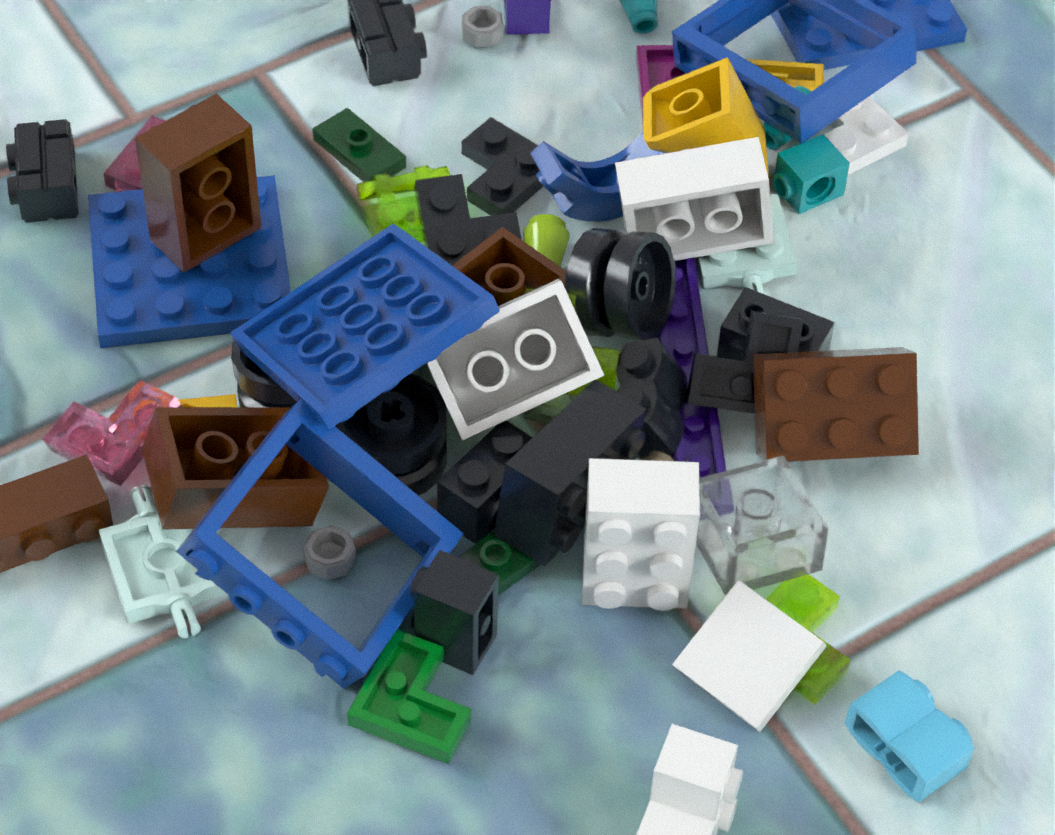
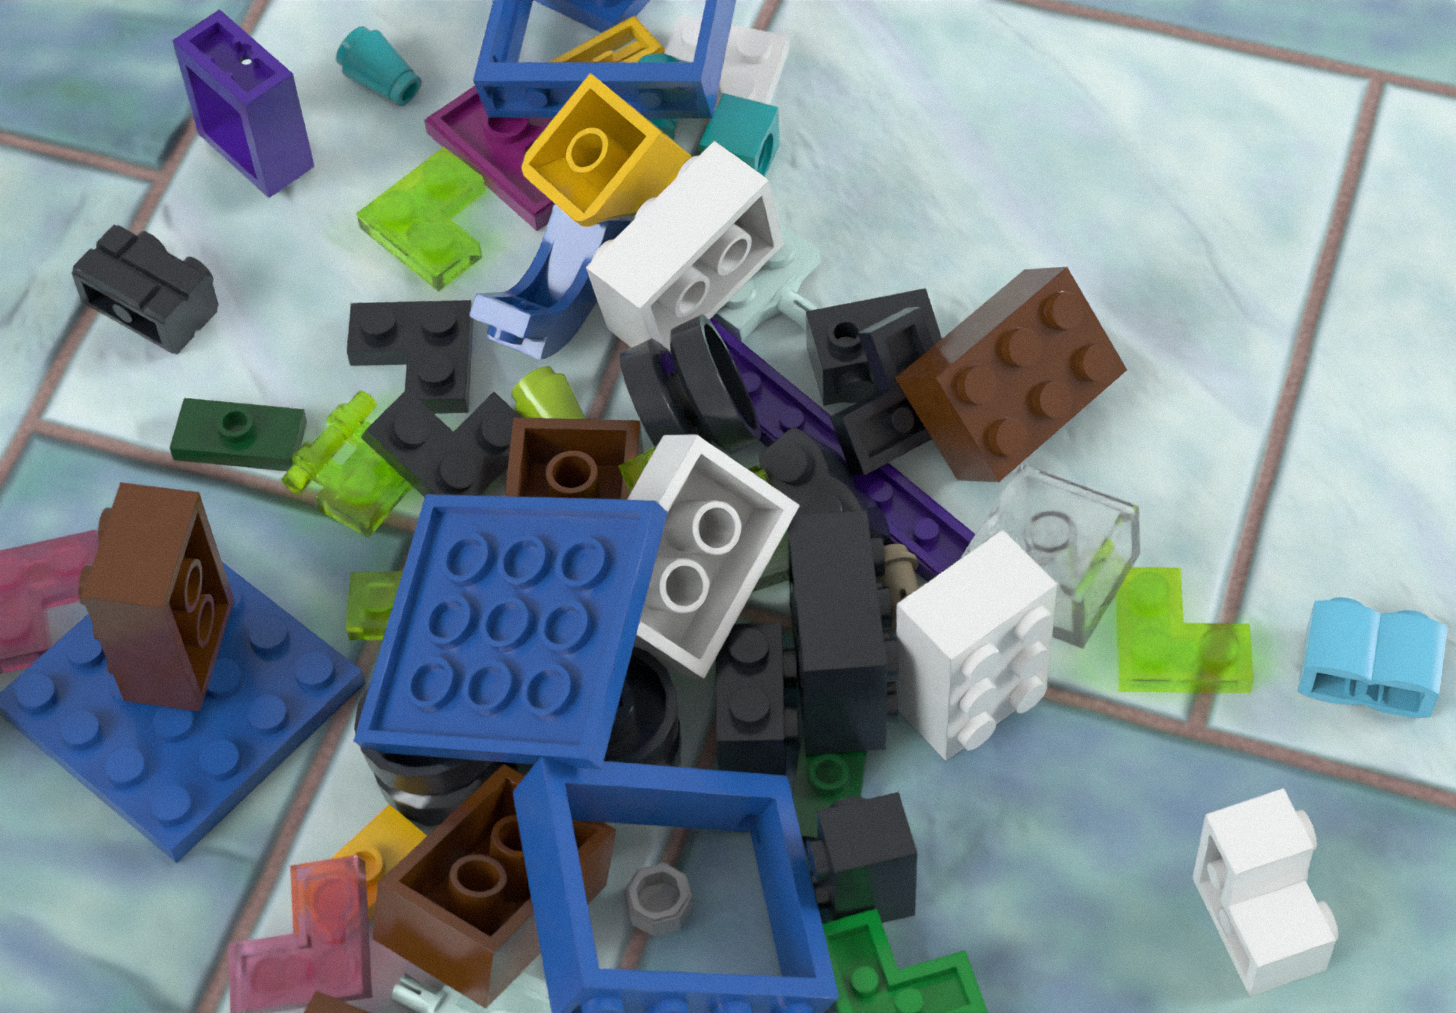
camera: 35 degrees left, 5 degrees up
(482, 26) = (238, 206): light grey tile -> none
(578, 94) = (416, 217): none -> clear neon green plate
(749, 655) = (1164, 691): white tile -> none

